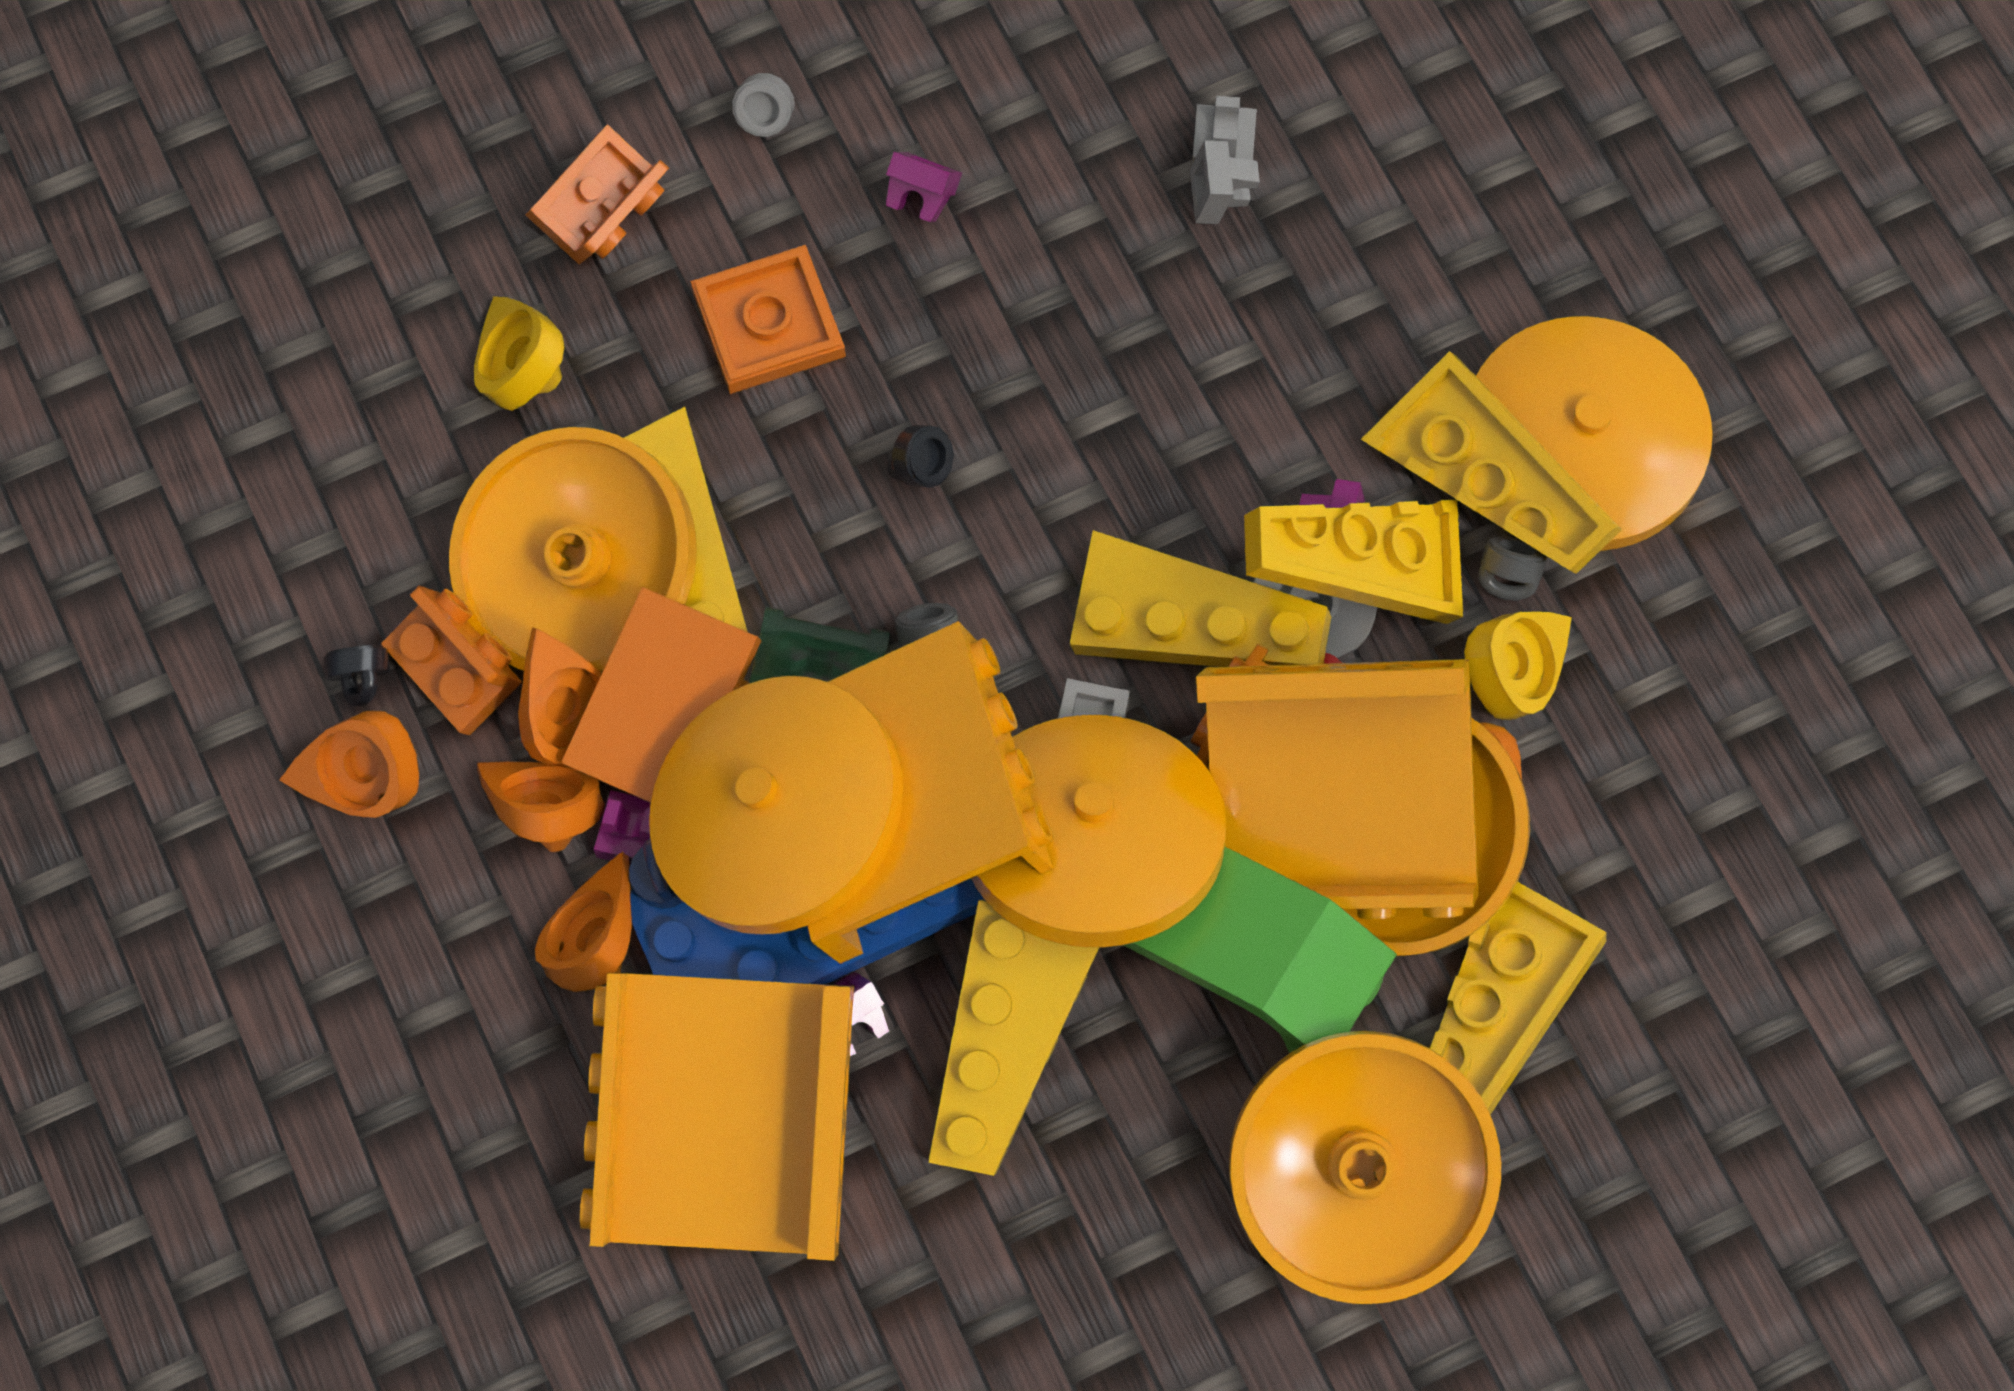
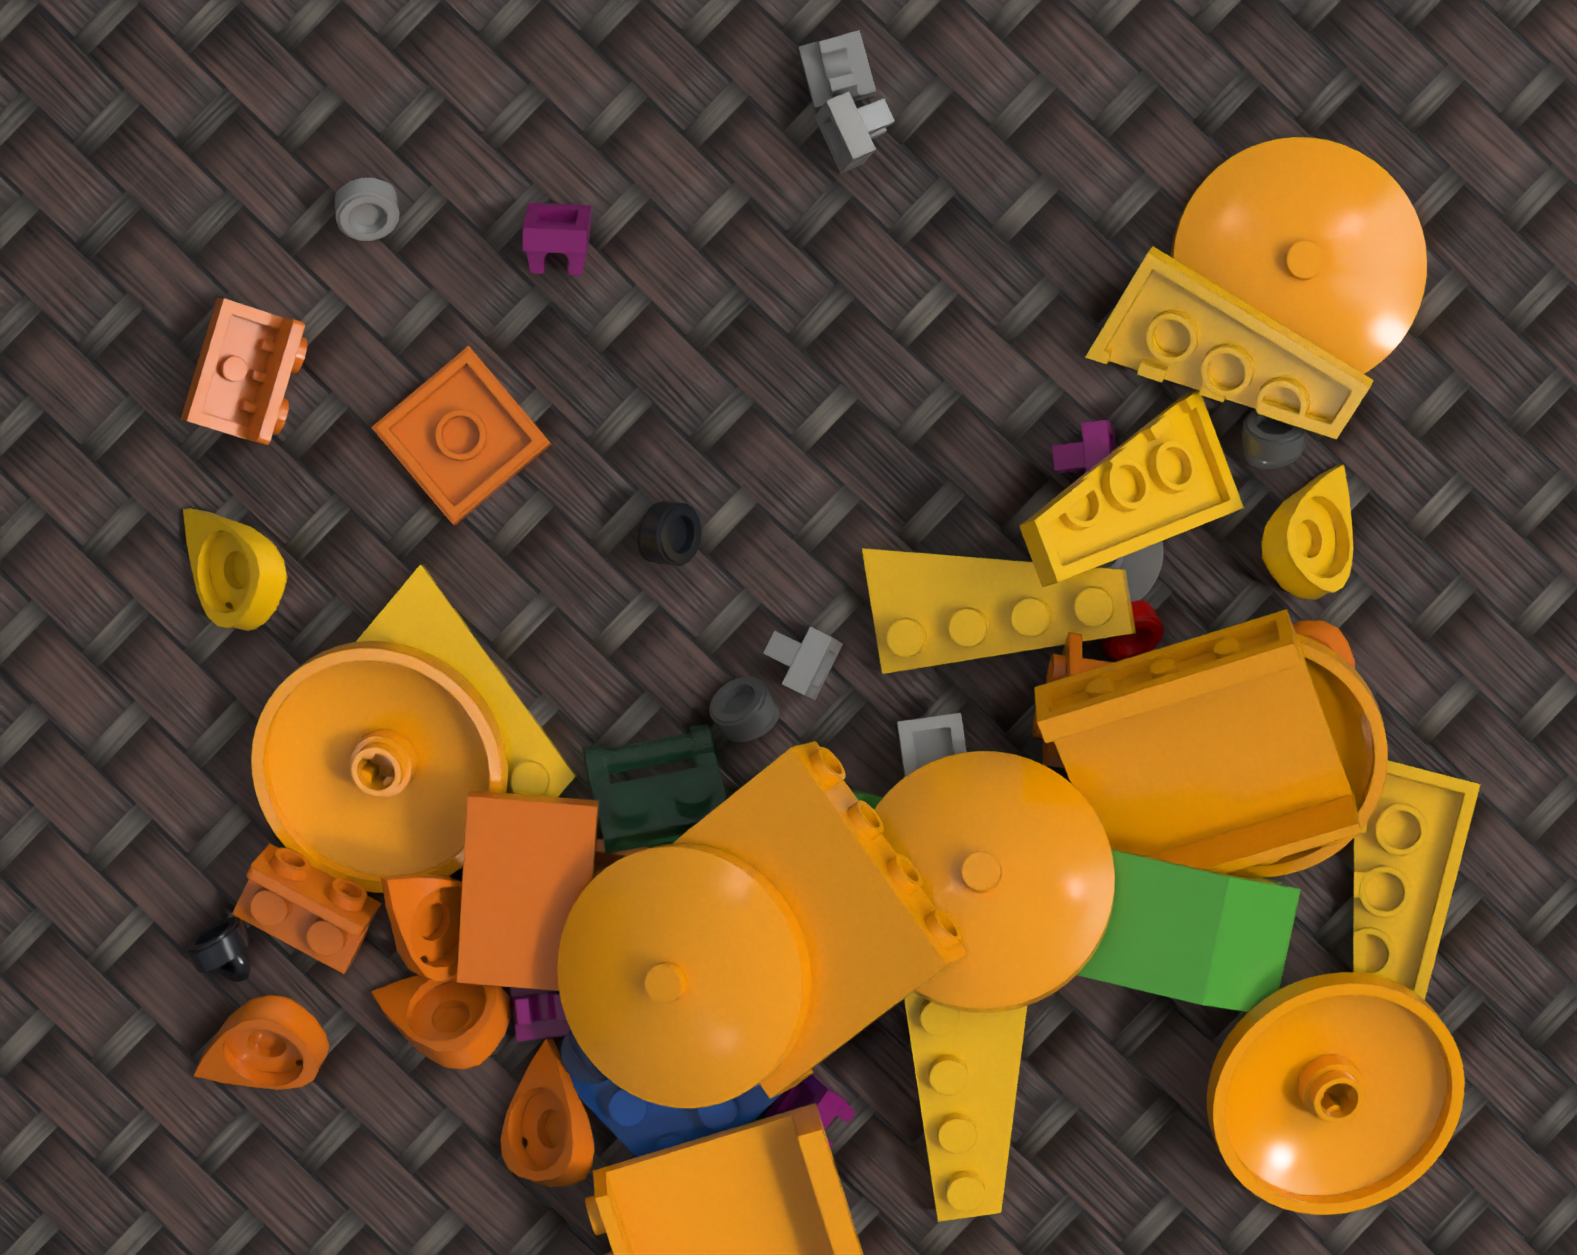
camera: 20 degrees left, 20 degrees up
(1003, 604) = (807, 661): none -> light grey tile

